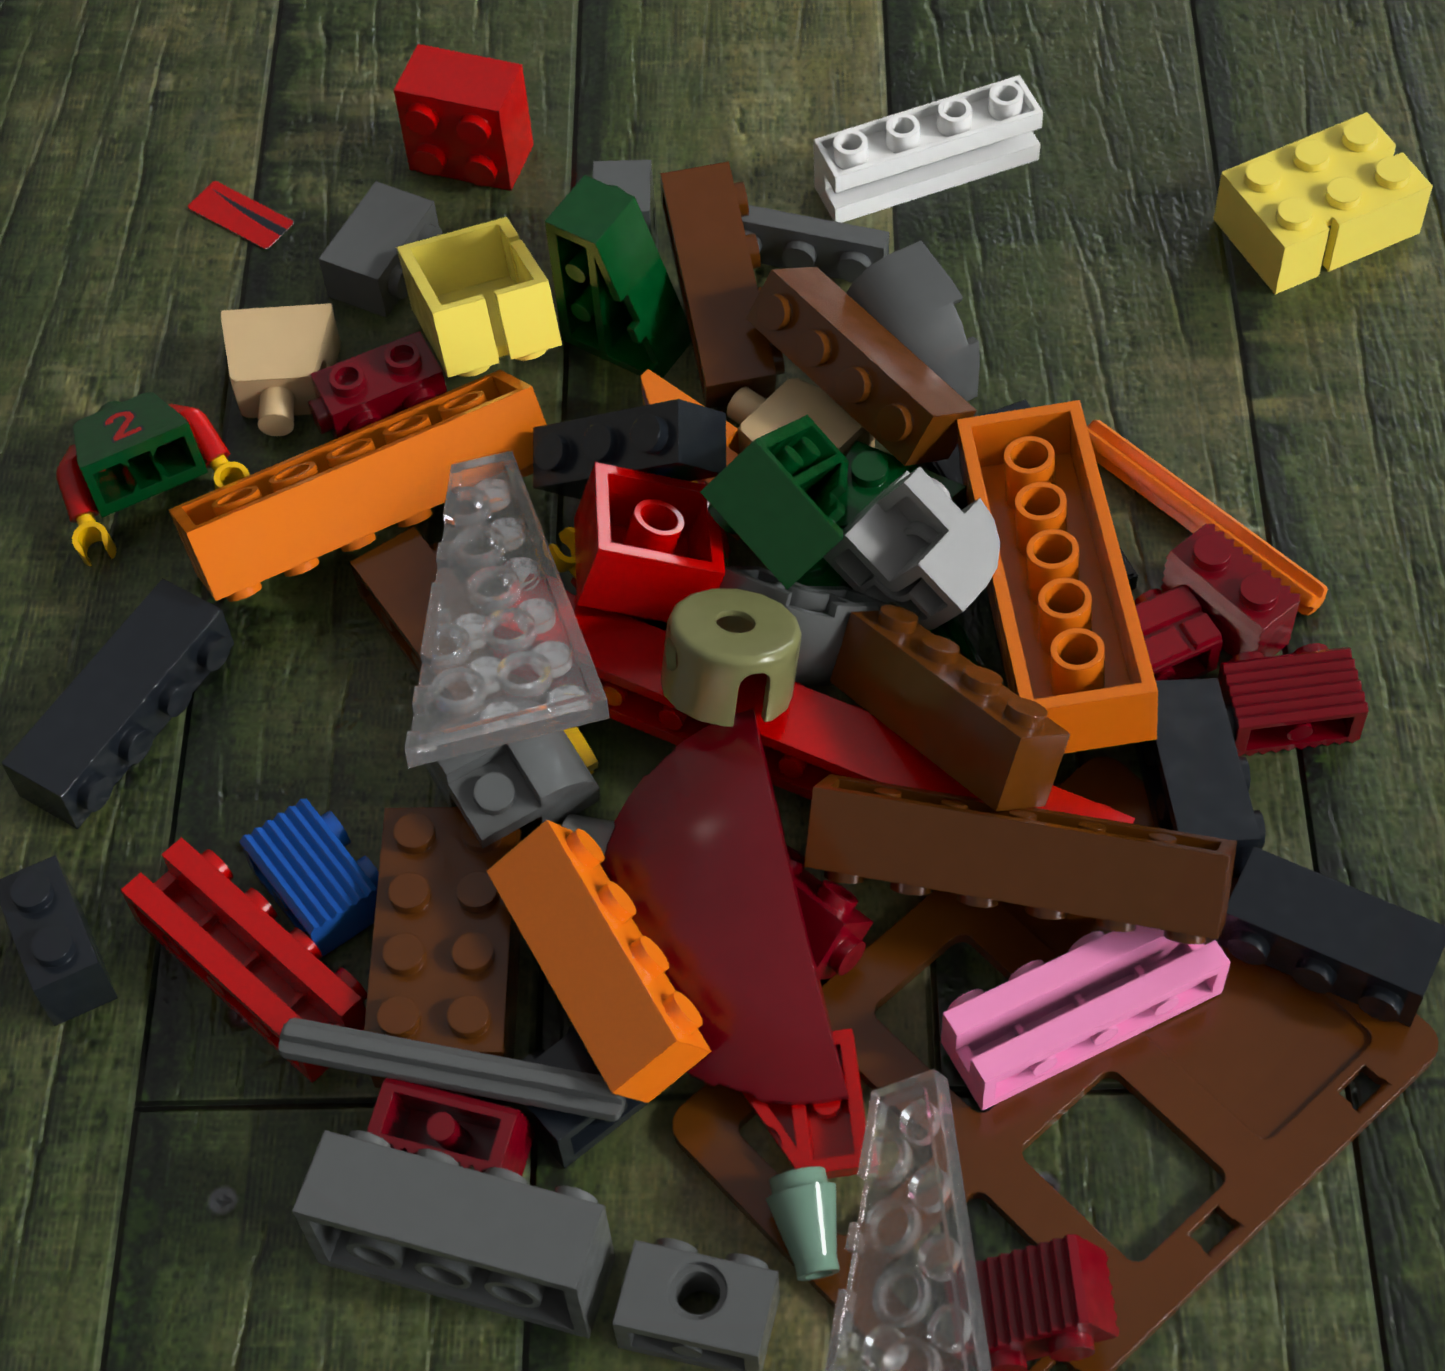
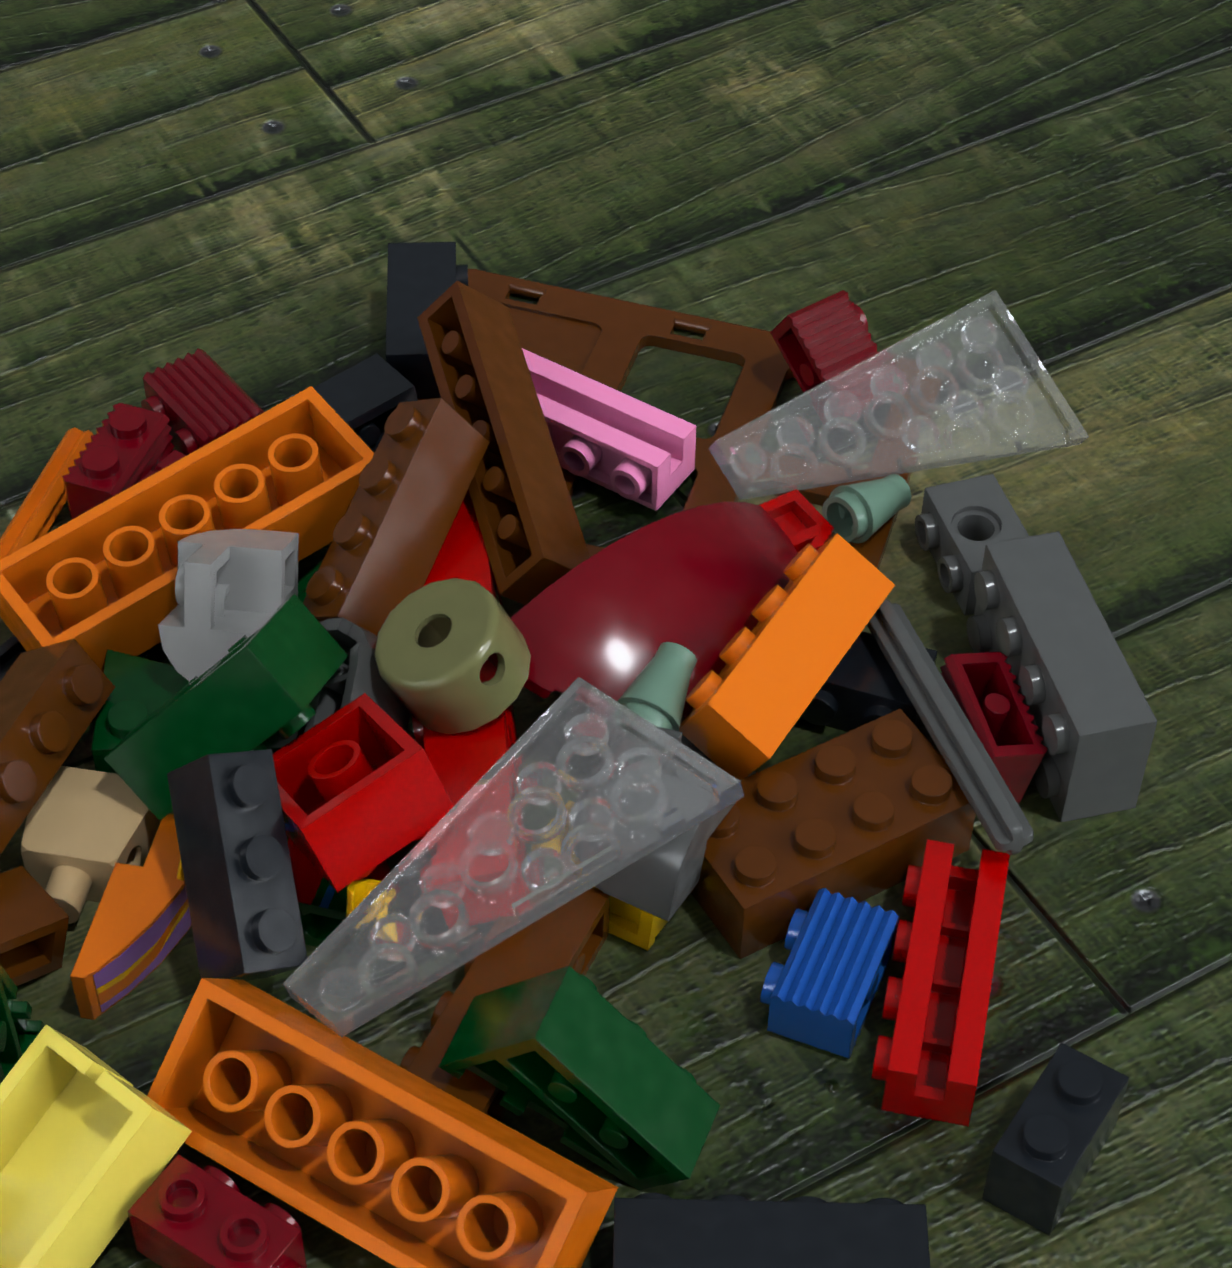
camera: 125 degrees left, 10 degrees down
(316, 621) = (590, 1072): none -> dark green wedge
(605, 811) = (662, 686): none -> sand green cone

